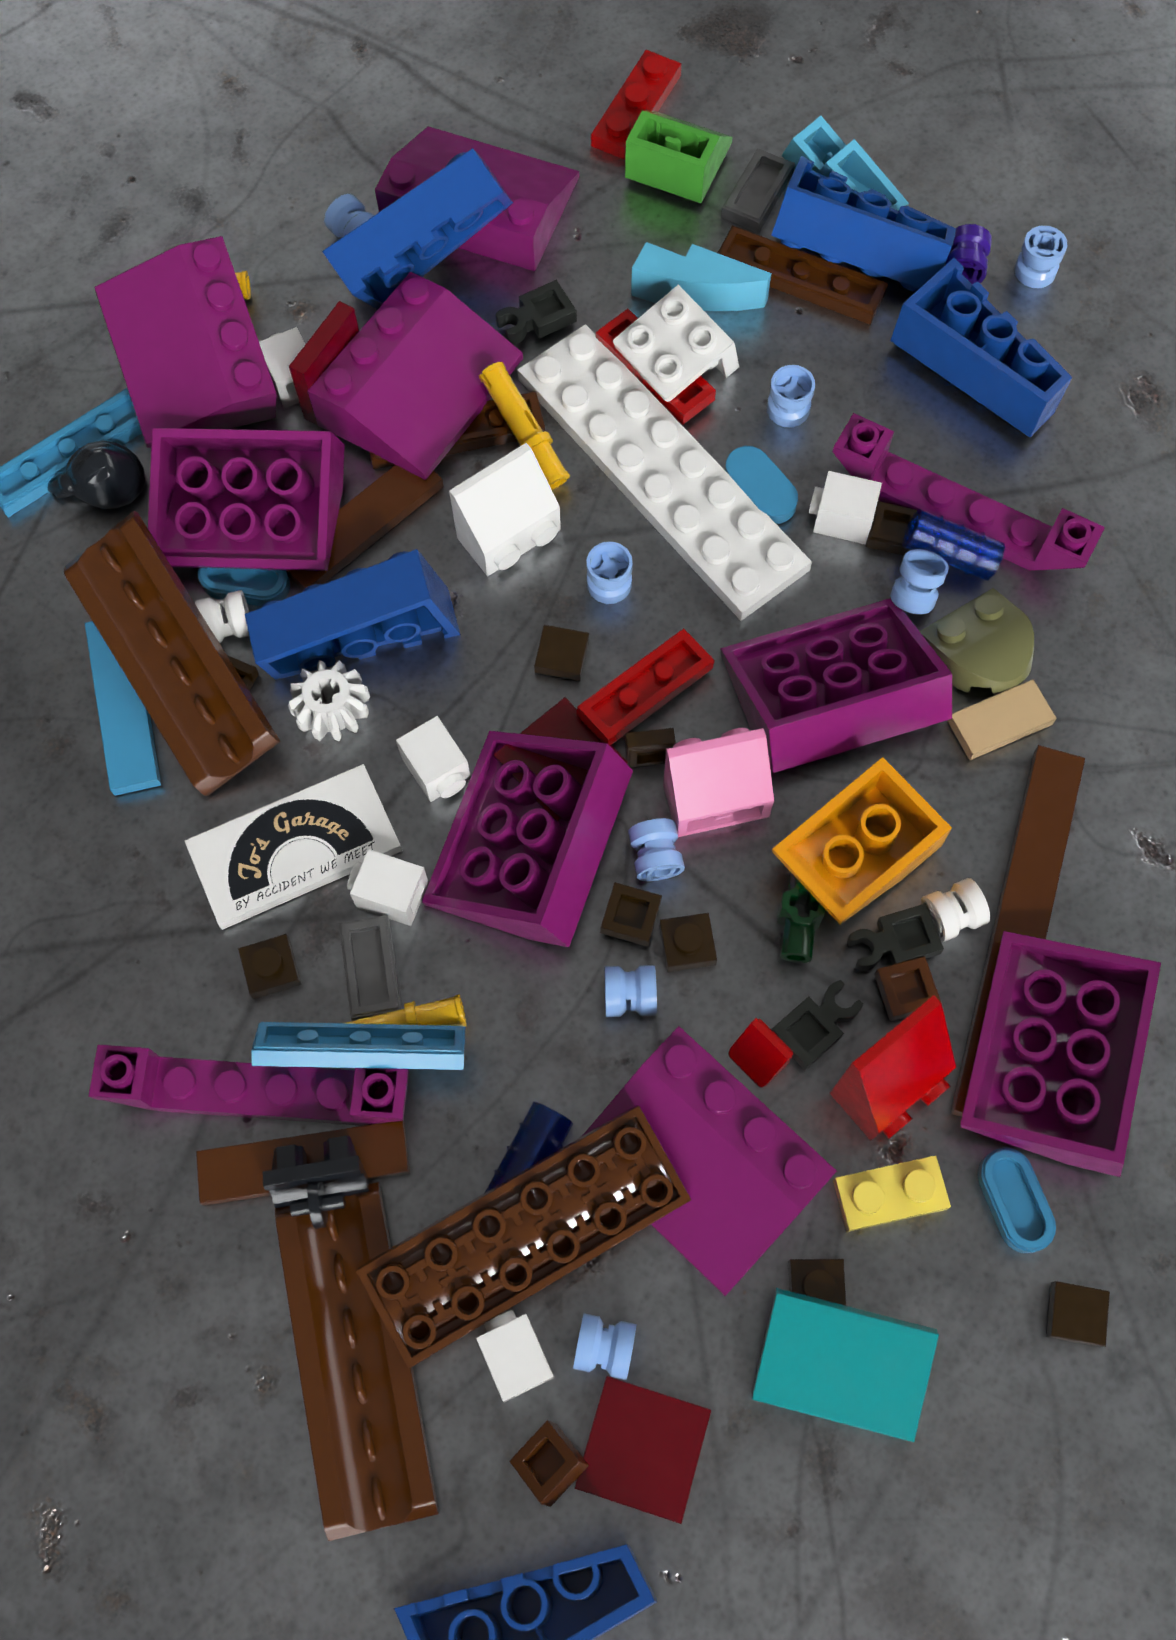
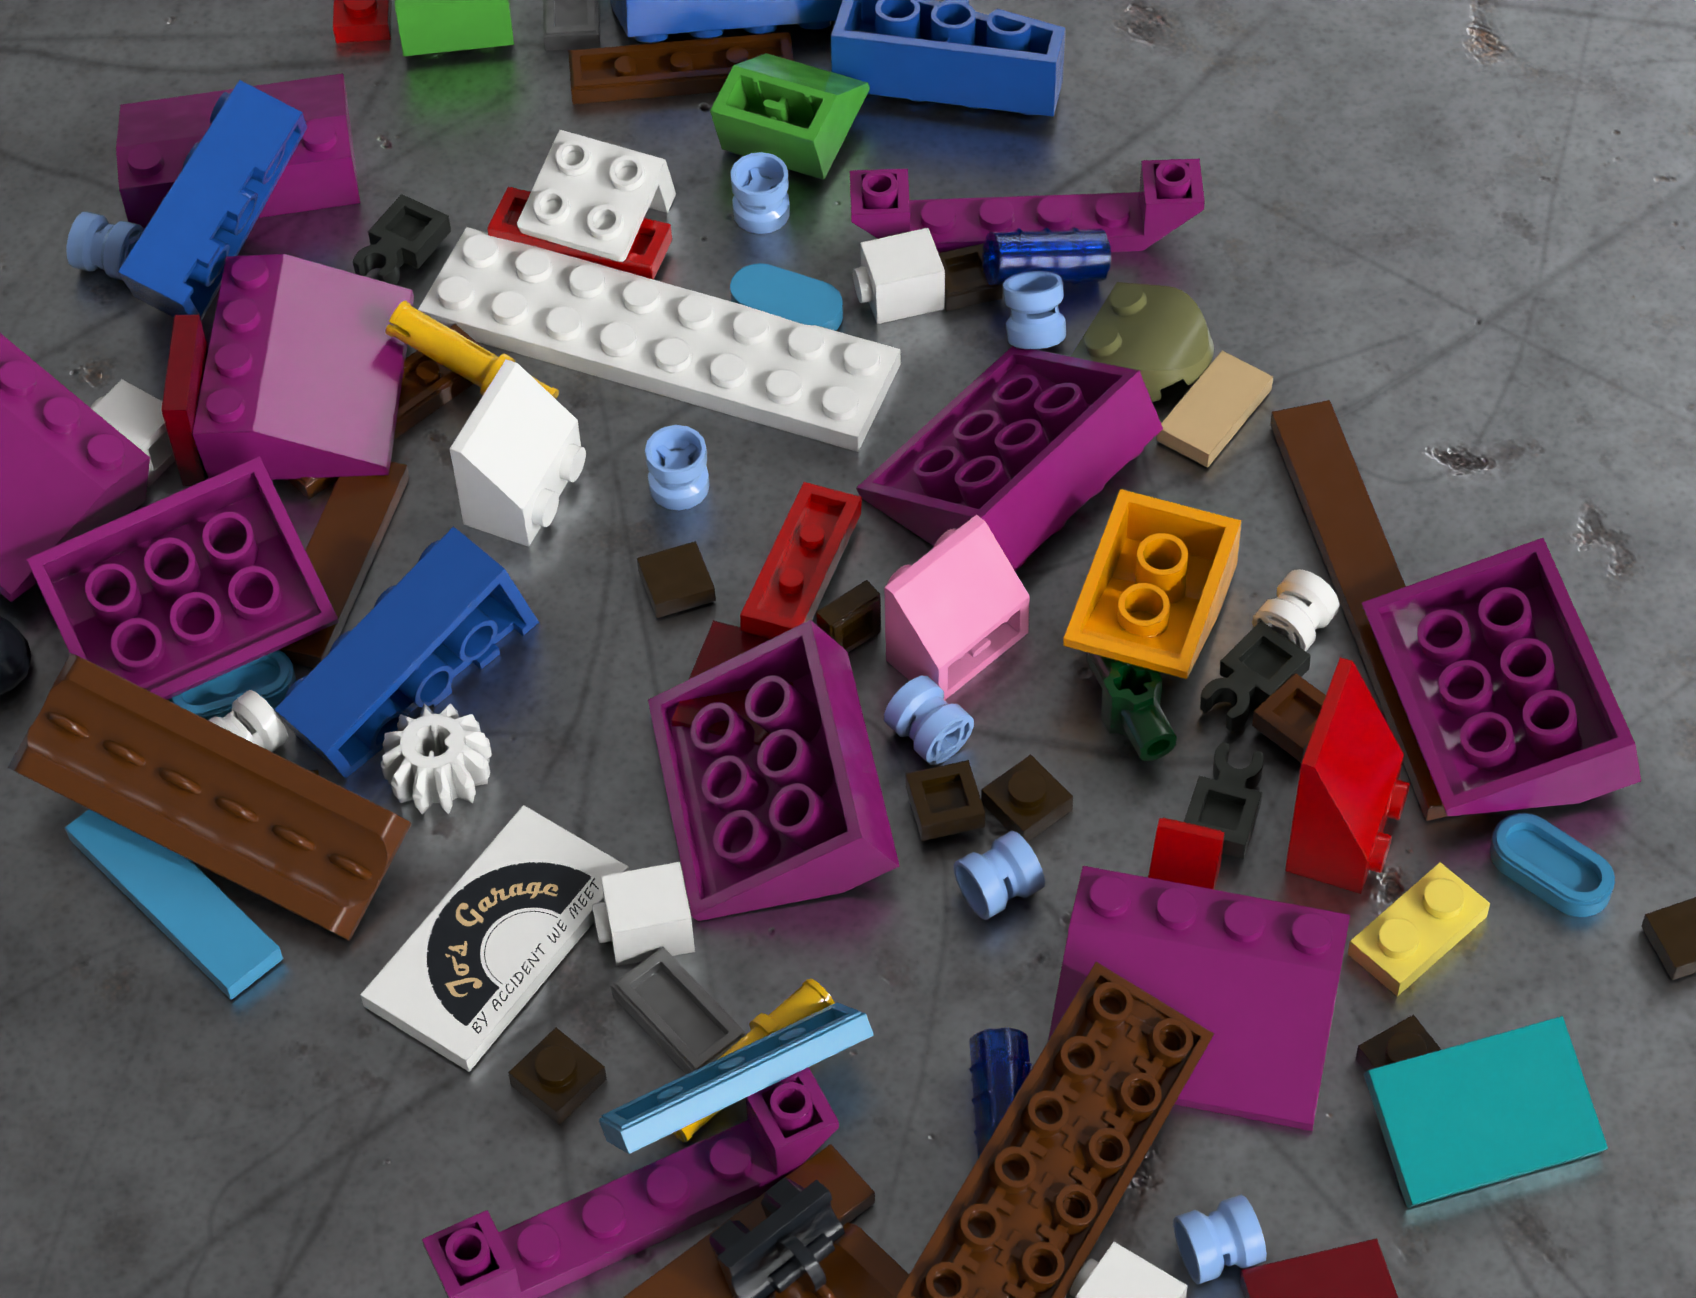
camera: 30 degrees left, 15 degrees down
(434, 759) = (607, 757): white brick -> none
(706, 276) = (595, 108): medium azure slope -> none
(845, 343) = (787, 112): none -> bright green slope

